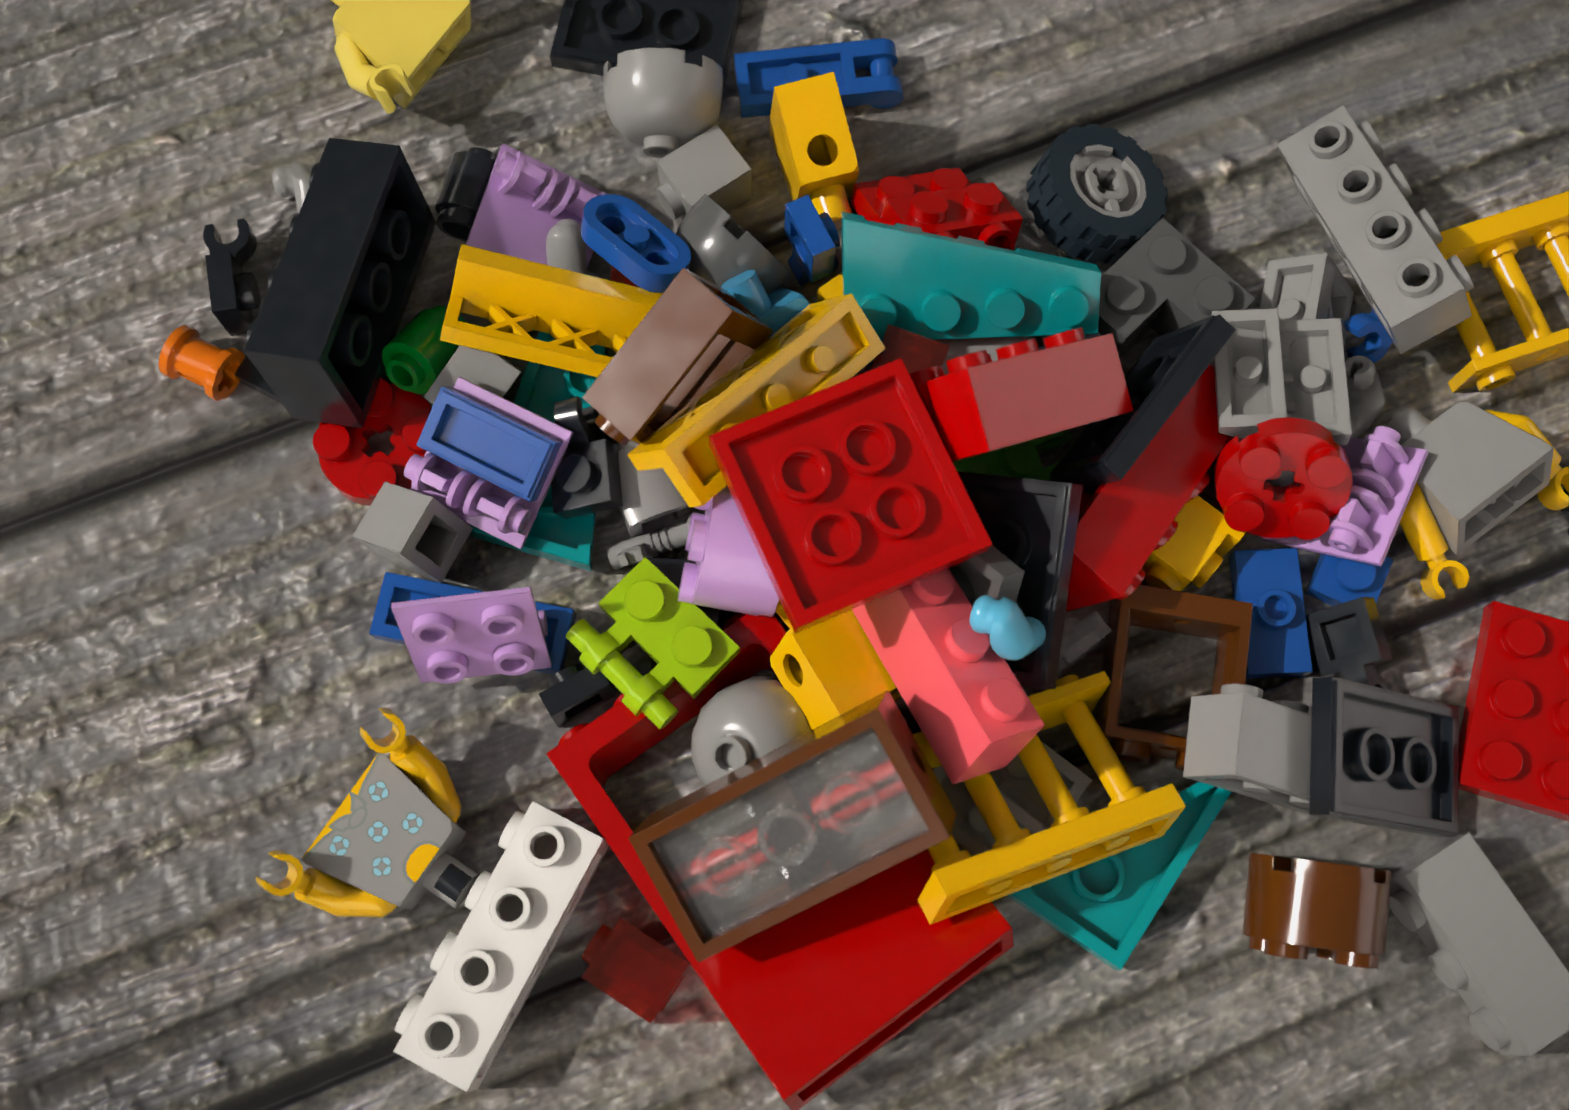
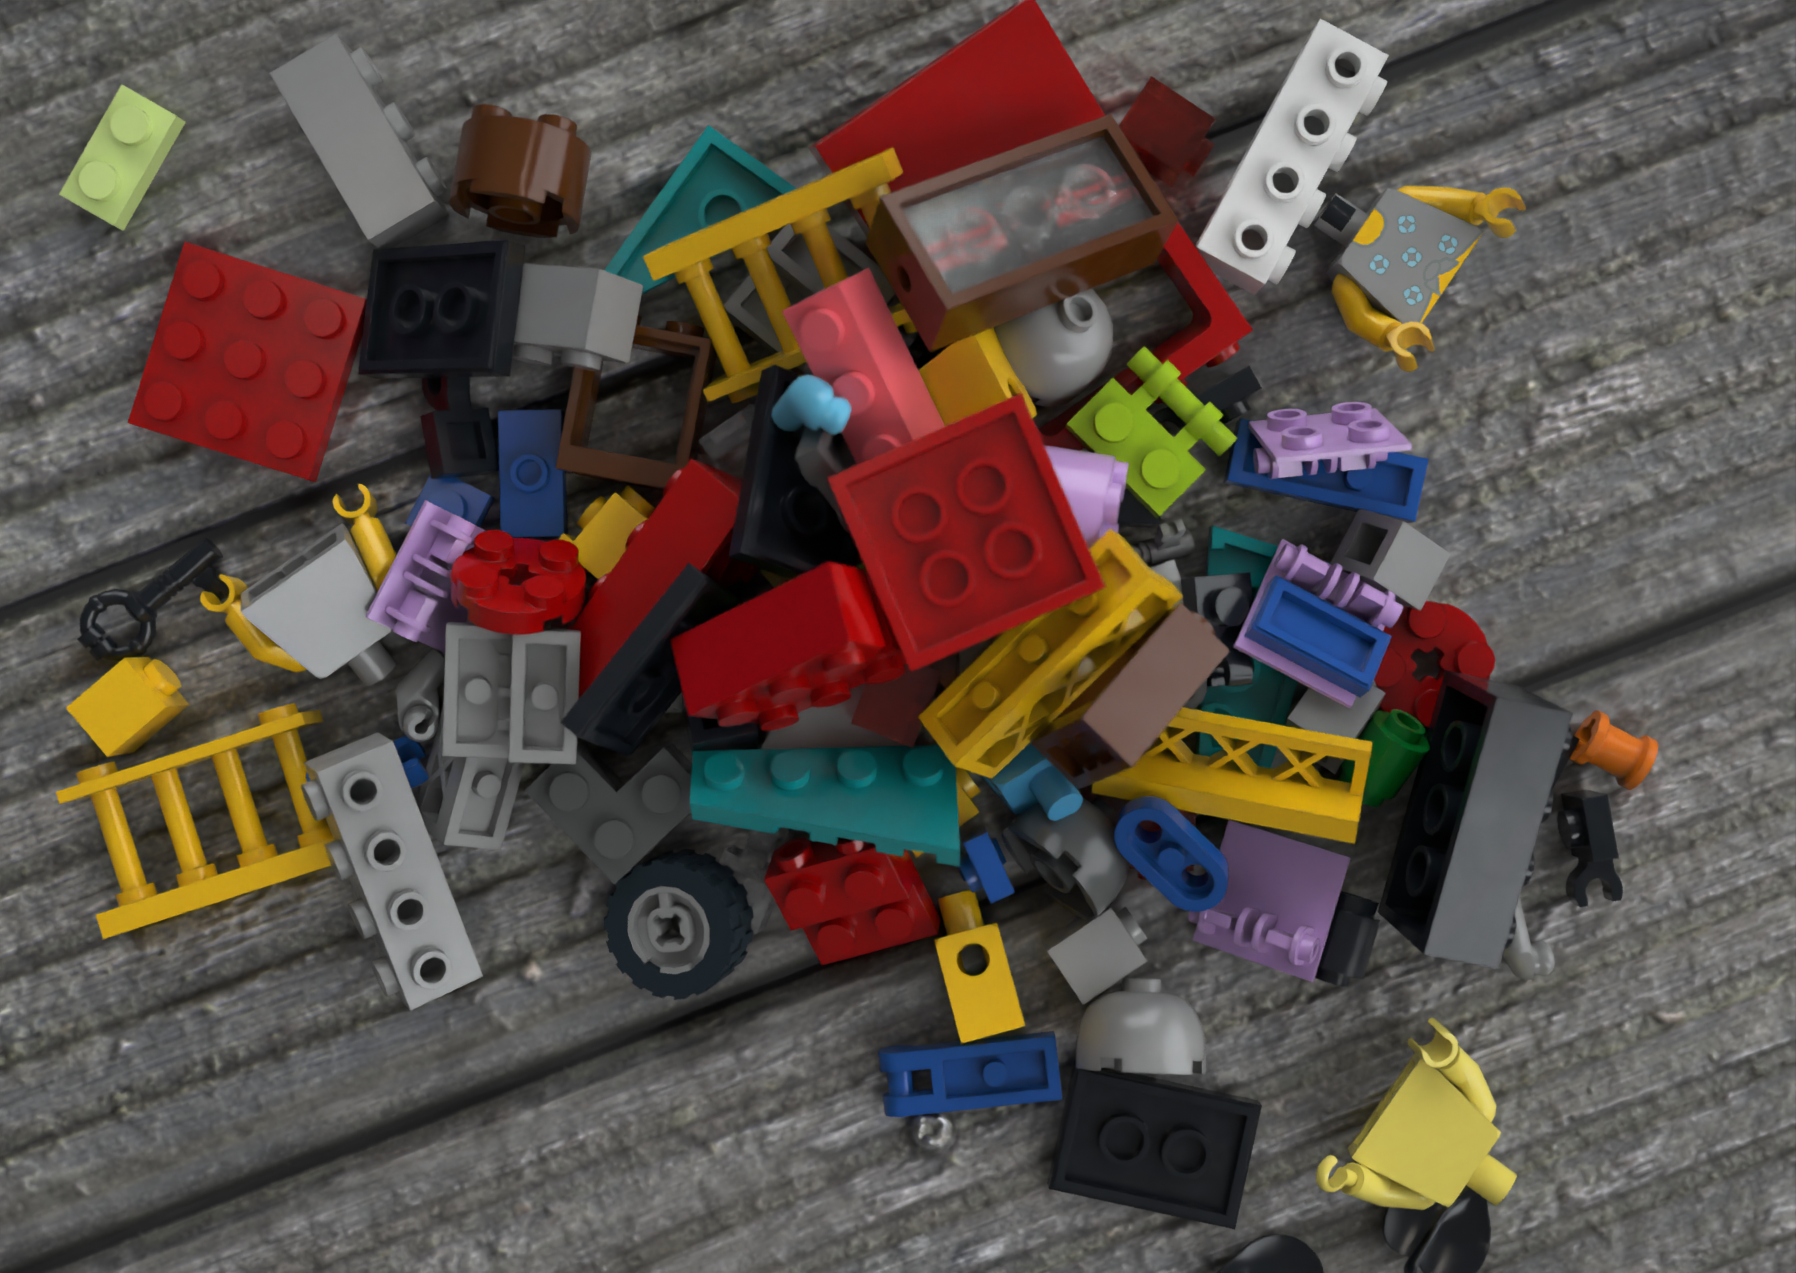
camera: 170 degrees left, 15 degrees up
(566, 247) = (1240, 851): light grey arm -> none

